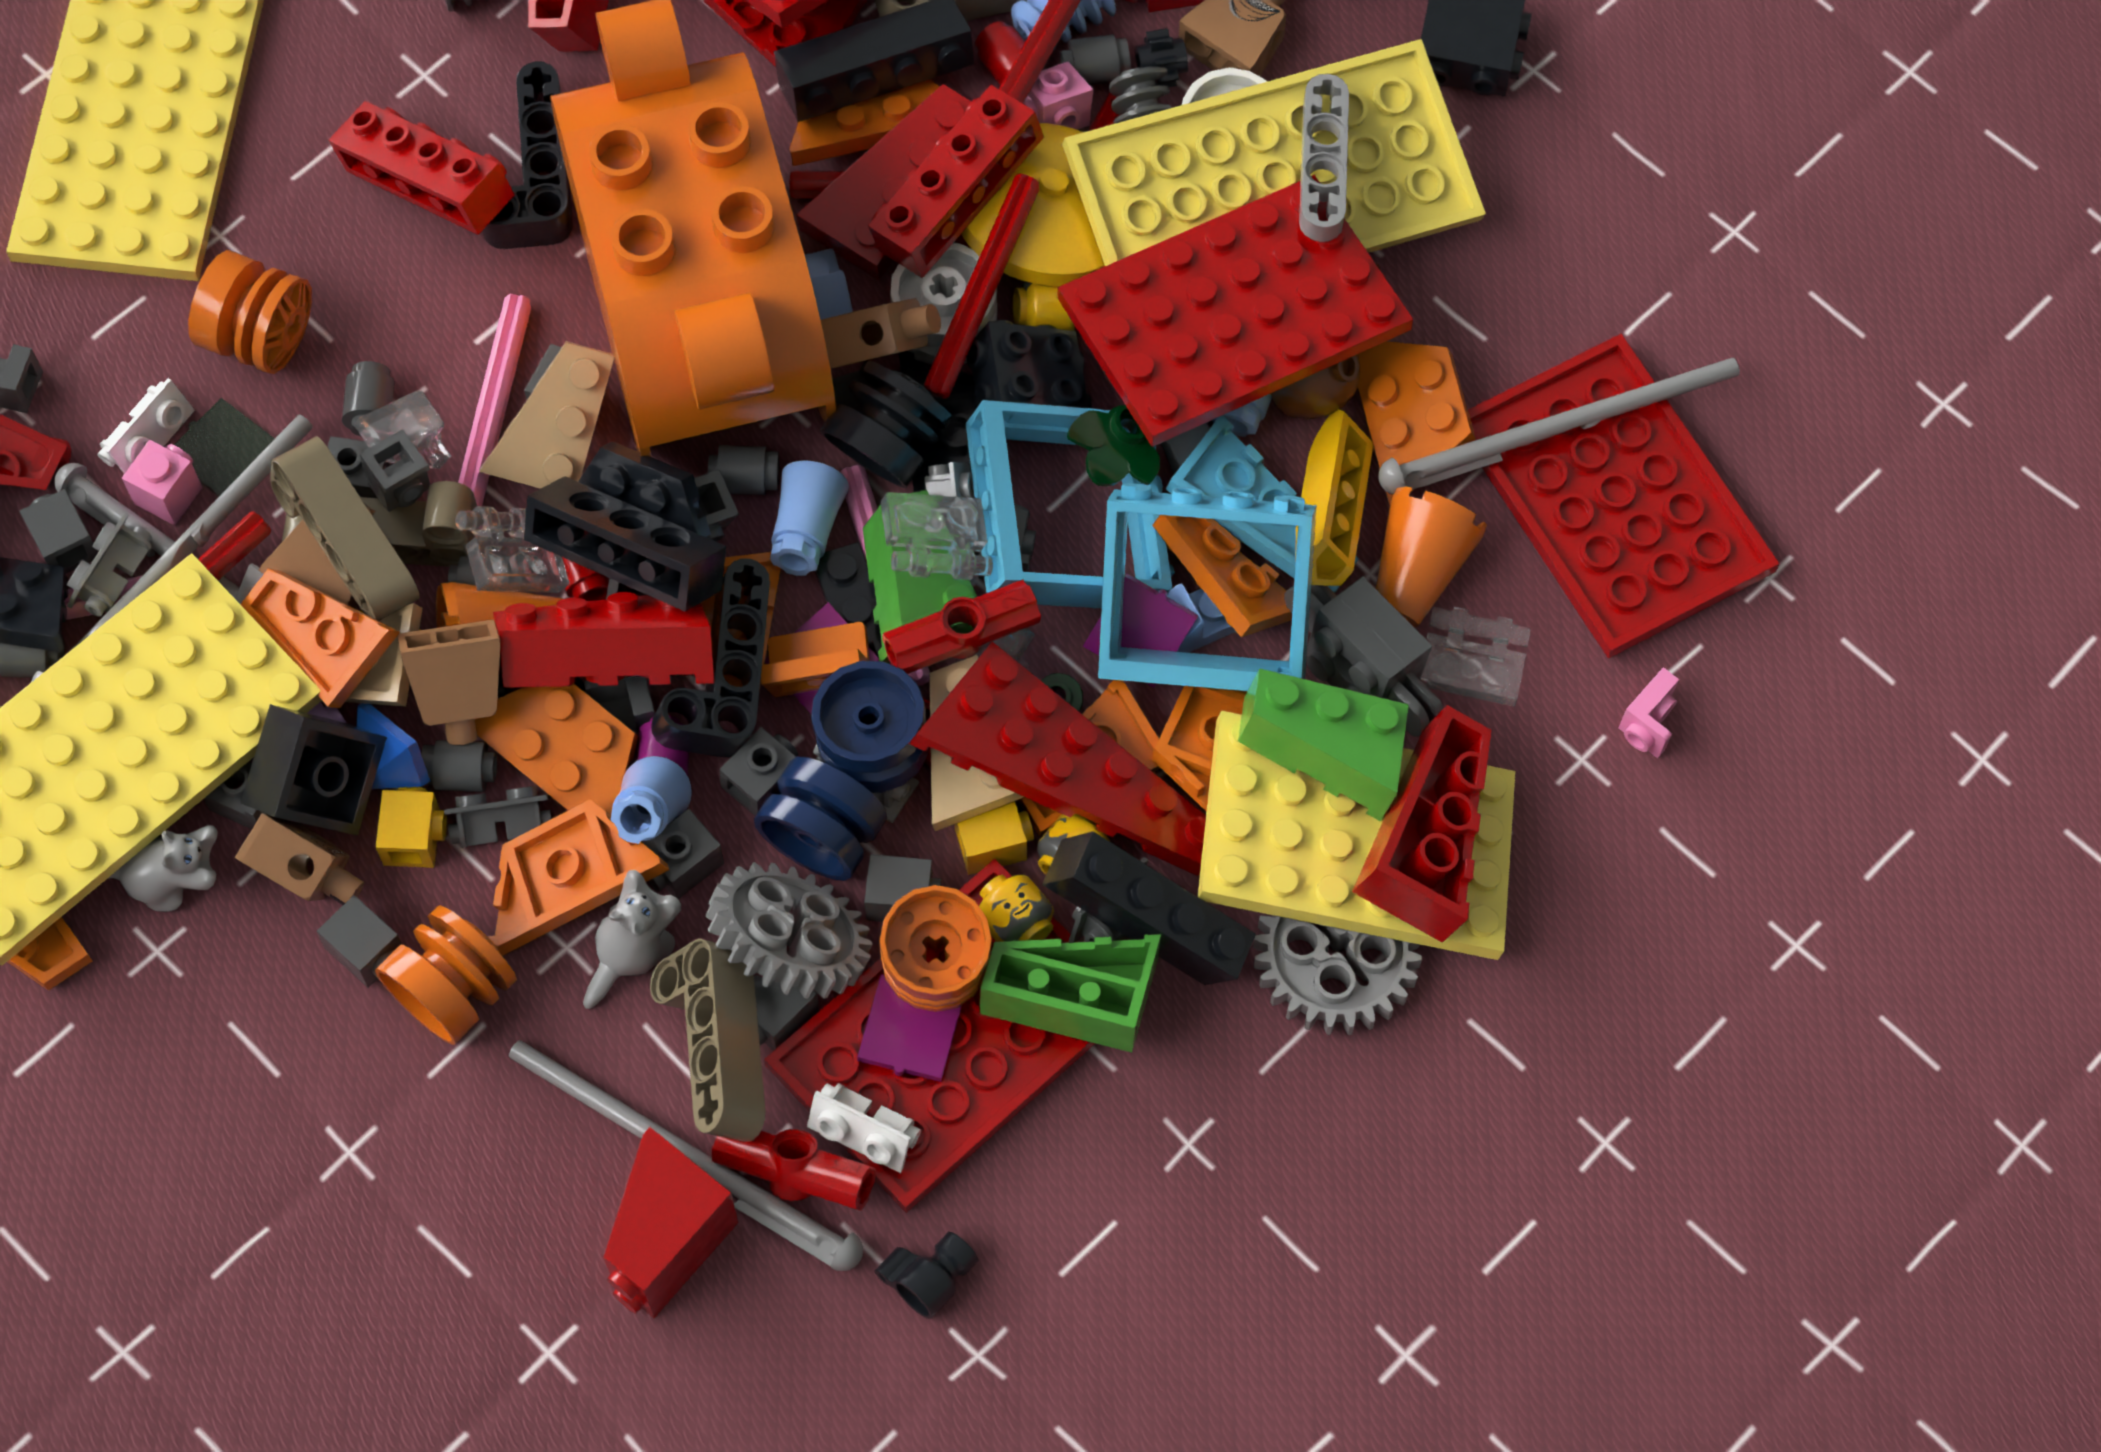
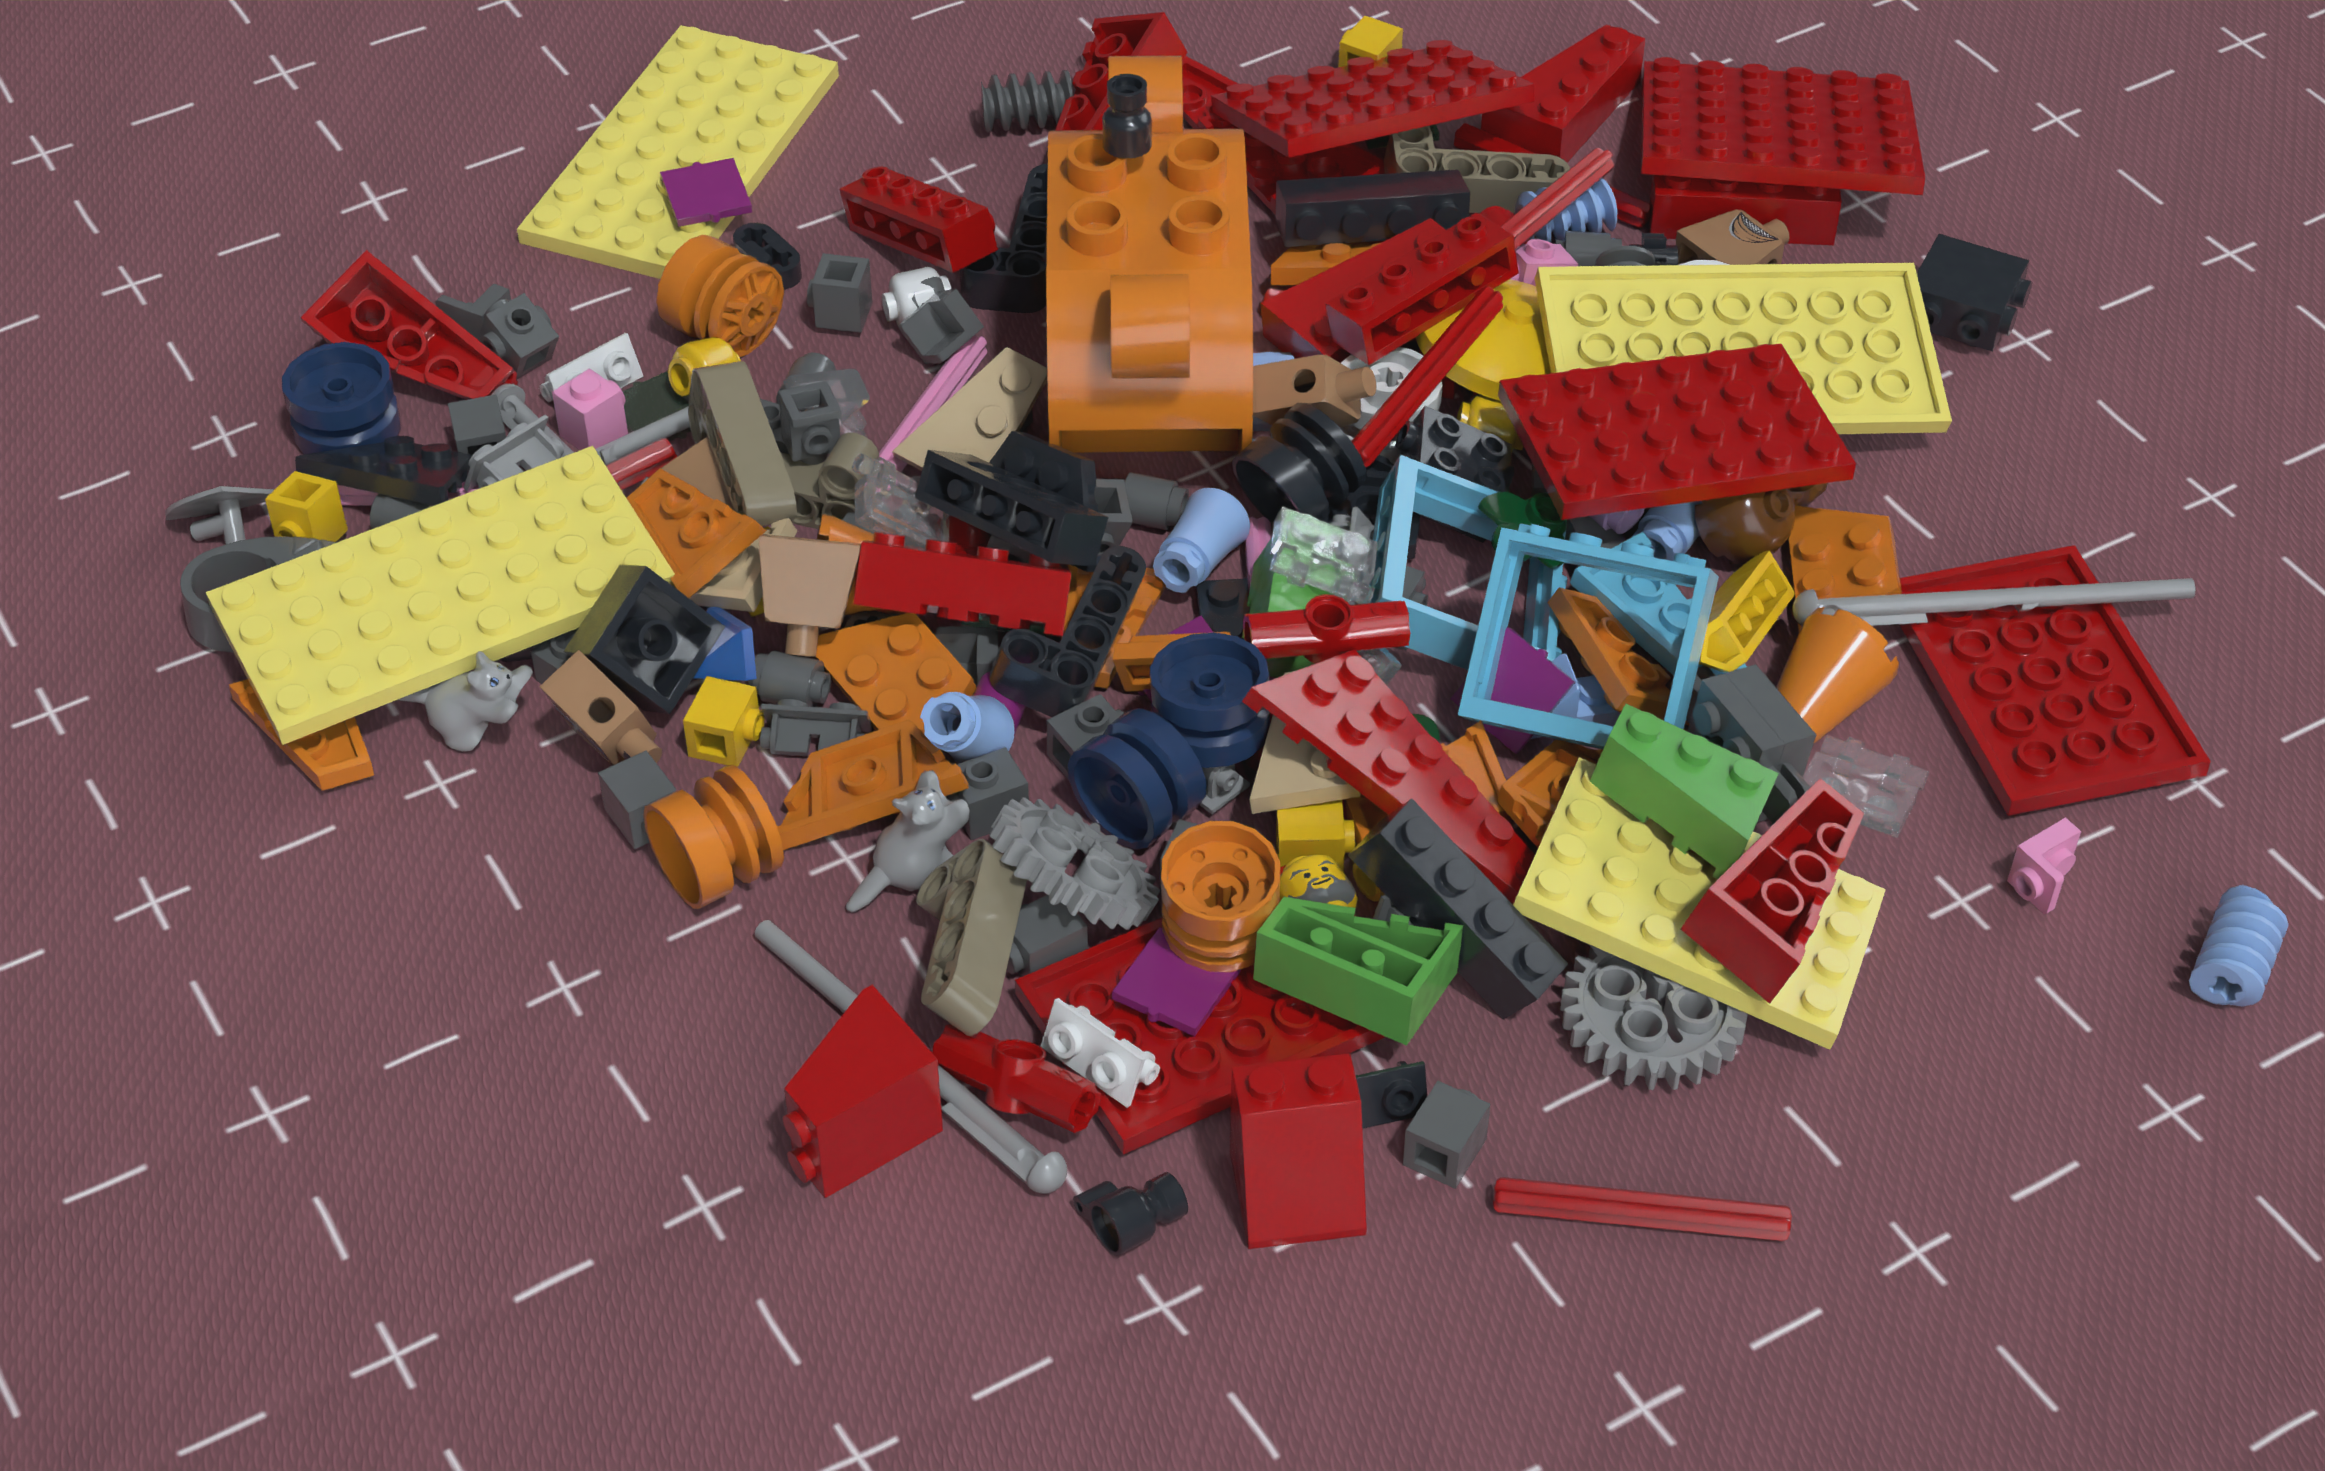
camera: 15 degrees right, 20 degrees down
(73, 399) = (519, 333): none -> dark grey brick
(189, 167) = (706, 192): none -> magenta piece
(261, 403) = (696, 355): none -> yellow head
(268, 237) = (774, 250): none -> black beam
(368, 275) = (841, 292): none -> dark grey brick
(447, 262) = (910, 291): none -> white head
(481, 299) = (940, 326): none -> dark grey panel
(643, 114) = (1127, 121): none -> black piece
(1065, 1193) = (1298, 1150): none -> red slope
(1125, 1095) = (1392, 1093): none -> black hinge
(1185, 1128) = (1446, 1134): none -> dark grey brick
(1321, 156) = (1793, 323): light grey beam -> none
(1366, 1161) = (1642, 1209): none -> red axle
(1832, 769) = (2239, 948): none -> light blue piece

